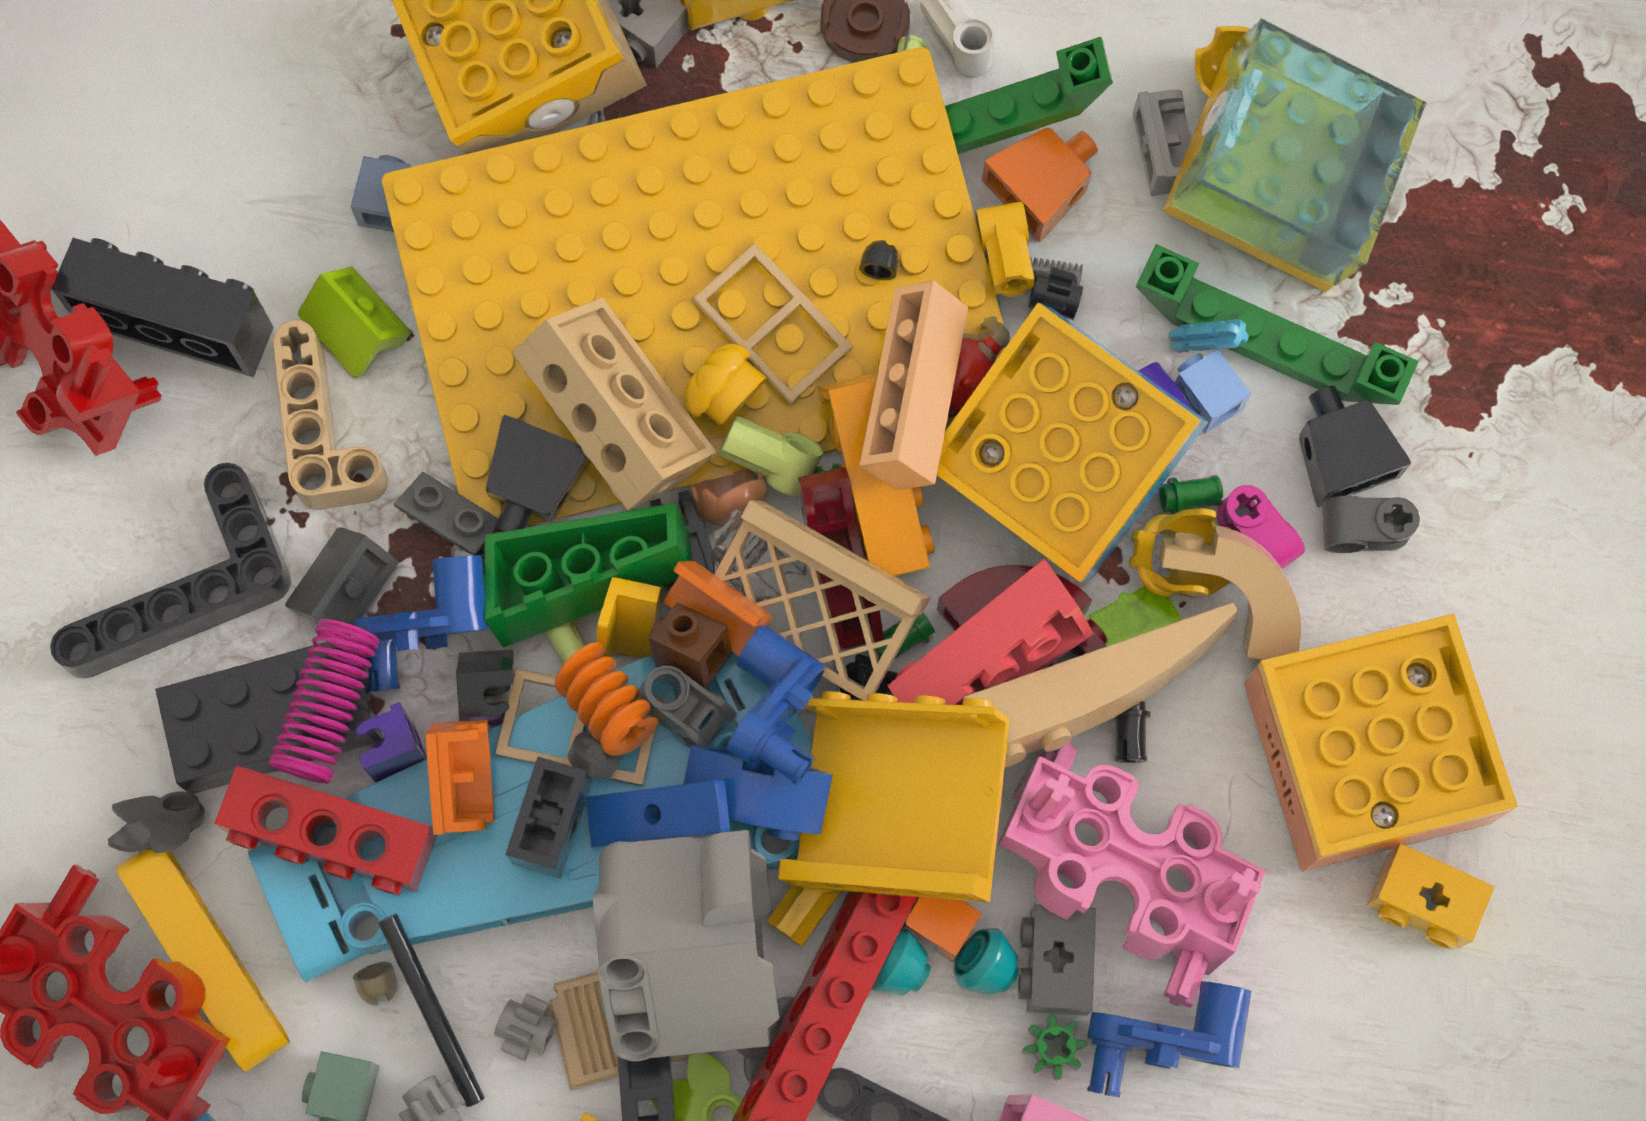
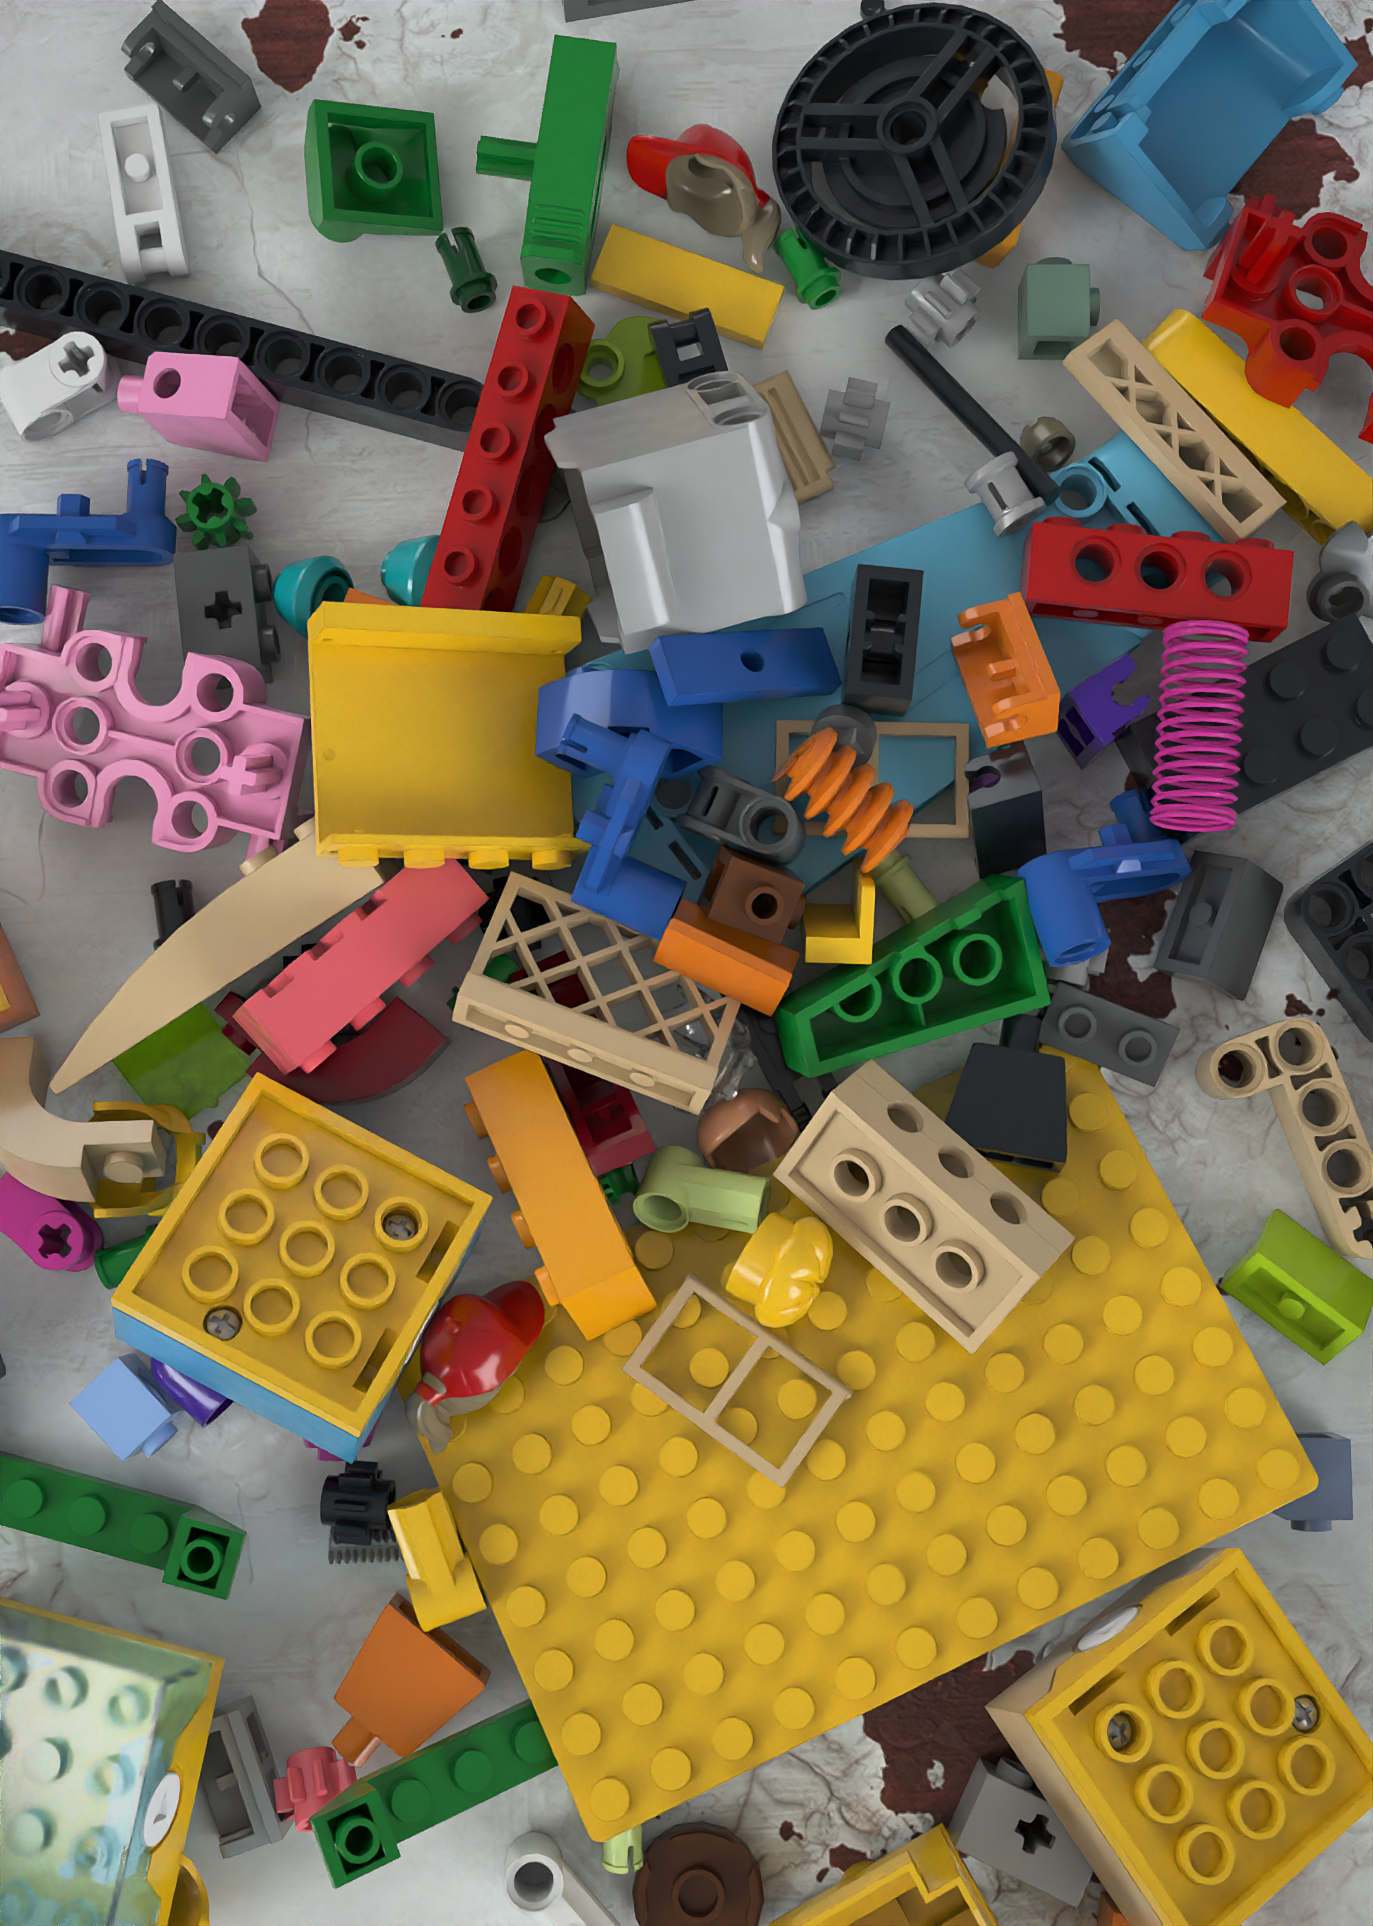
camera: 170 degrees right, 10 degrees up
(269, 964) = (1174, 432): none -> tan fence
(423, 923) = (1005, 494): none -> light grey bush
(880, 261) = (604, 1497): black hinge -> none
(914, 386) = (518, 1296): light nougat brick -> none
(1112, 122) = (310, 1784): none -> coral gear
(1208, 335) = (137, 1480): medium azure axle -> none

